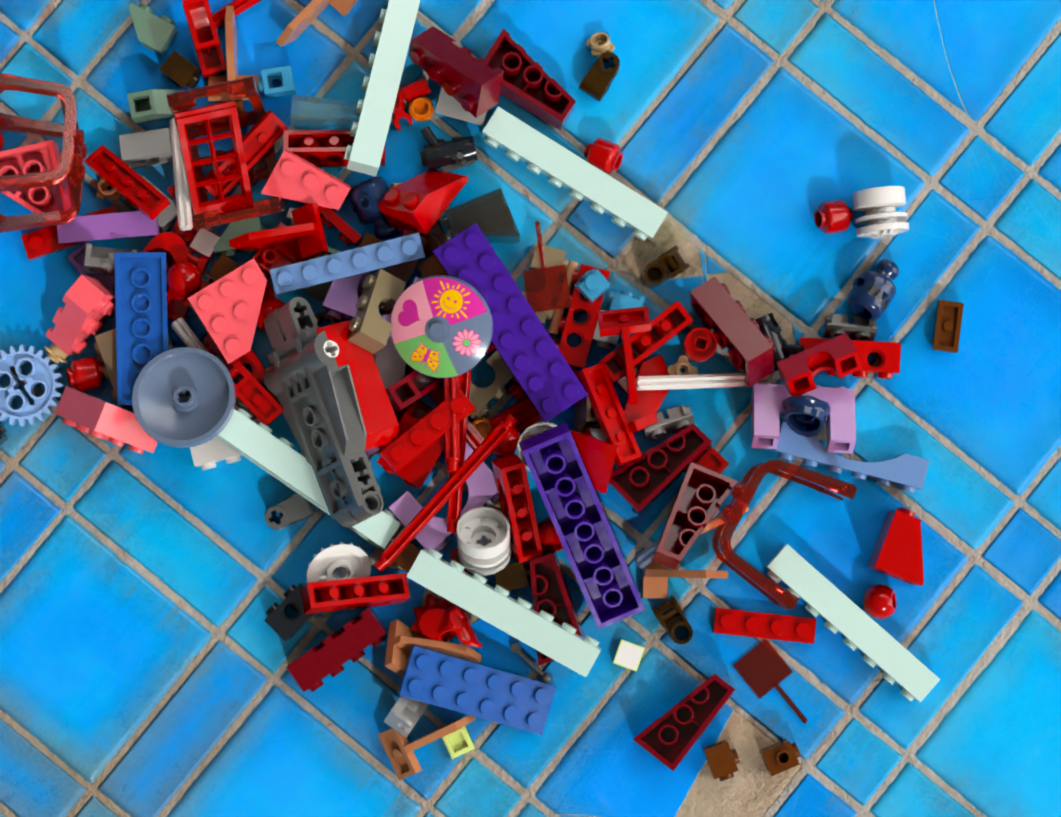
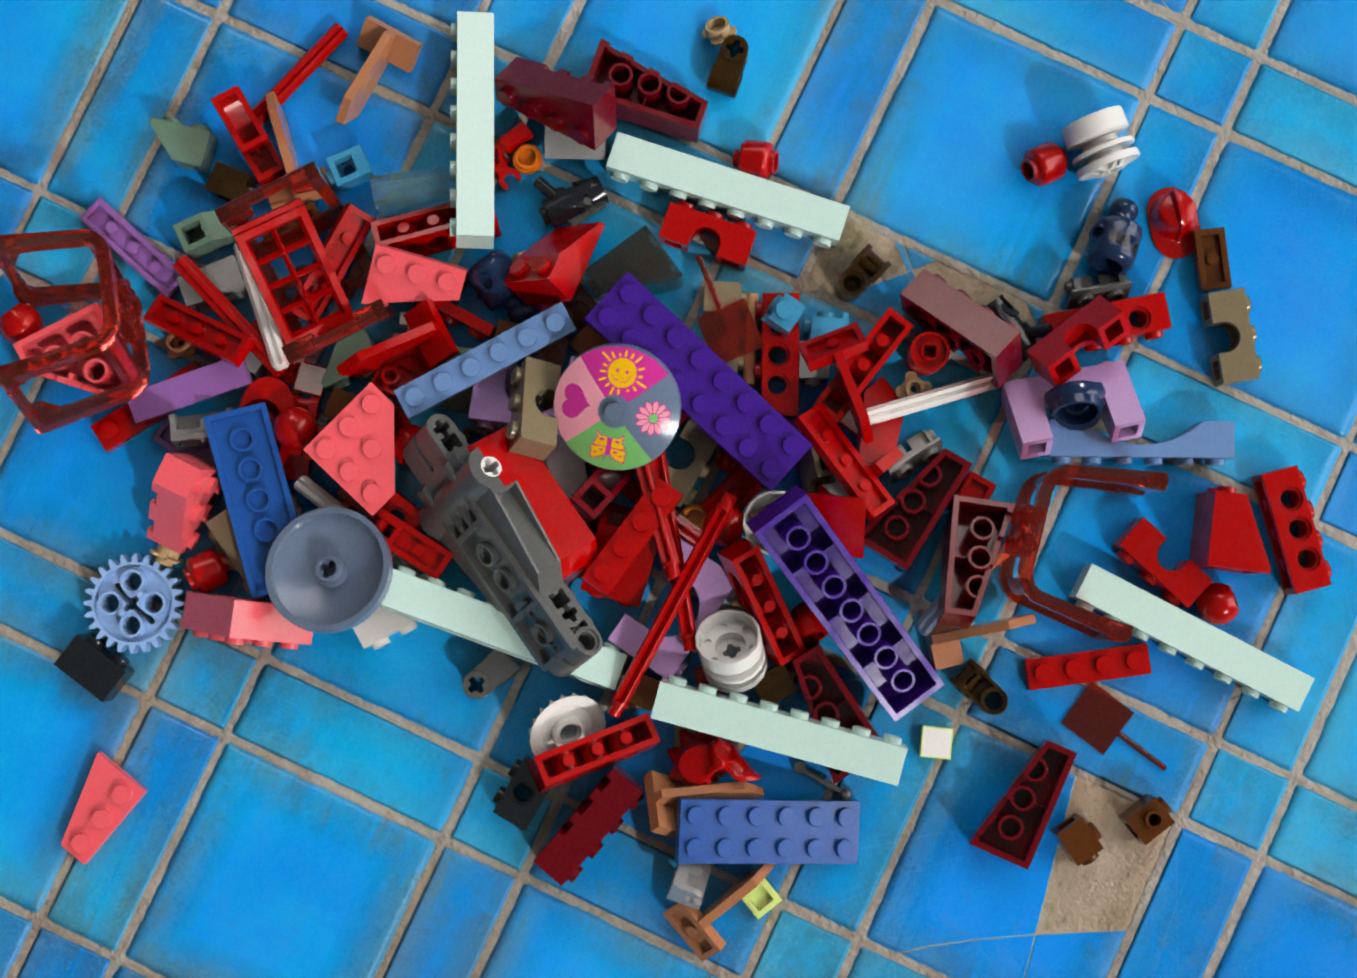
camera: 10 degrees left, 0 degrees up
(90, 102) = (132, 247): none -> medium lavender tile
(150, 169) = (223, 308): none -> red axle
(533, 192) = (685, 223): none -> red arch
(829, 541) = (1139, 547): none -> red arch
(925, 287) = (1171, 220): none -> red piece
(946, 570) = (1277, 520): none -> red brick
(951, 371) = (1231, 312): none -> dark tan arch

